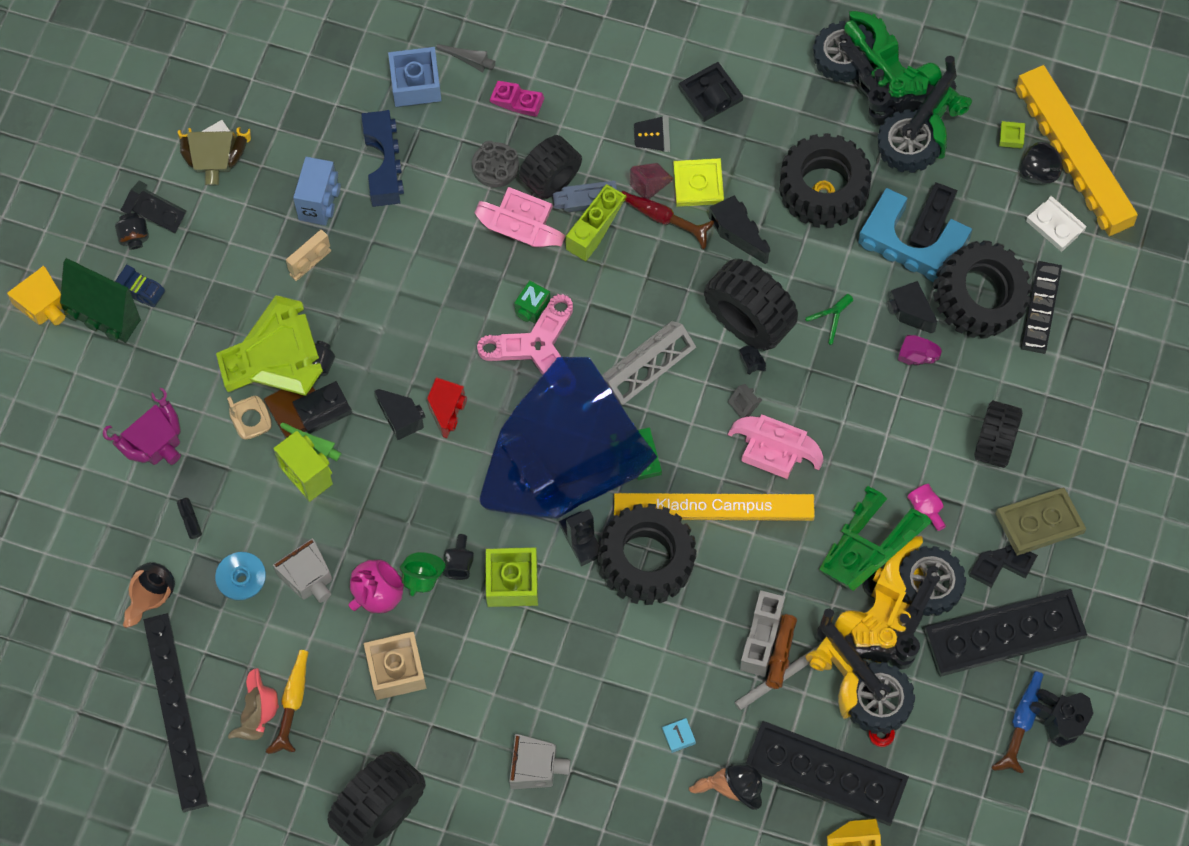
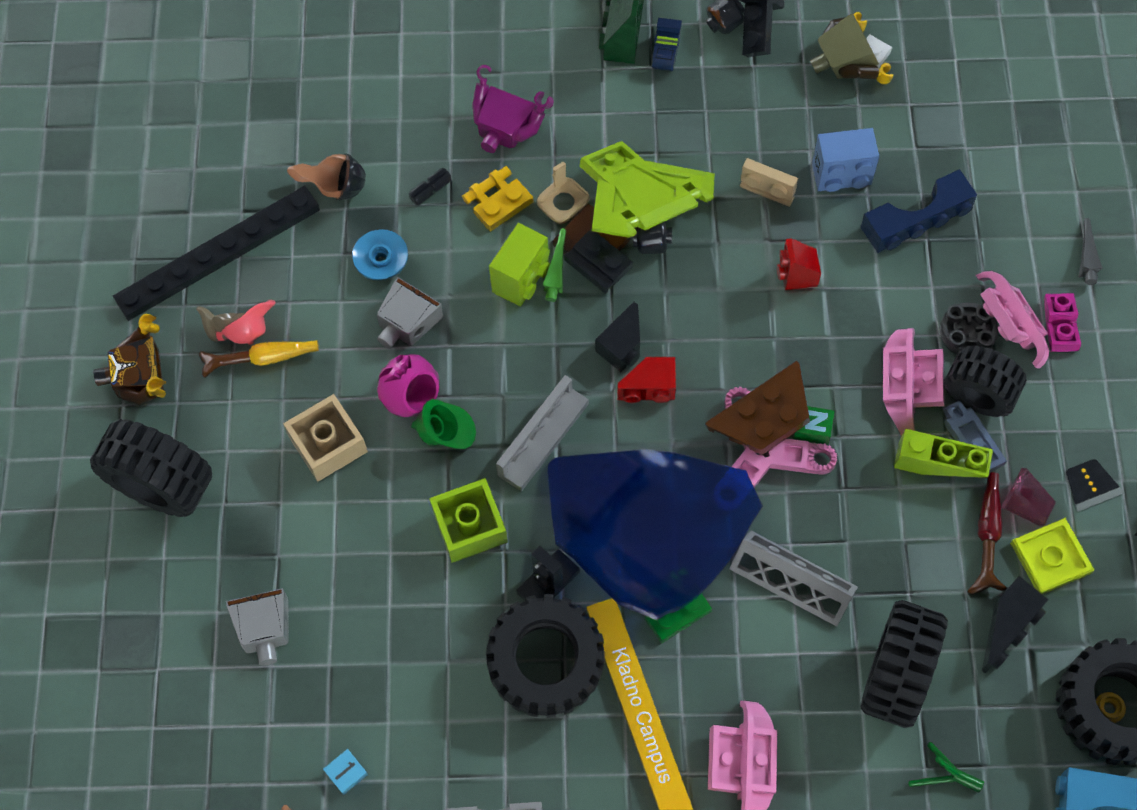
camera: 70 degrees right, 0 degrees up
(232, 465) = (501, 205): none -> yellow plate
(264, 805) = (135, 366): none -> torso
(393, 261) = (798, 265): none -> red slope
(414, 76) = (1032, 206): medium blue brick -> none
(458, 502) = (541, 435): none -> light grey fence
(458, 560) = (473, 460): black piece -> none
(500, 126) = (1014, 316): none -> bright pink plate
(511, 328) = (766, 413): none -> reddish brown wing
(744, 401) = (787, 704): dark grey tile -> none
(752, 359) = (846, 695): black piece -> none

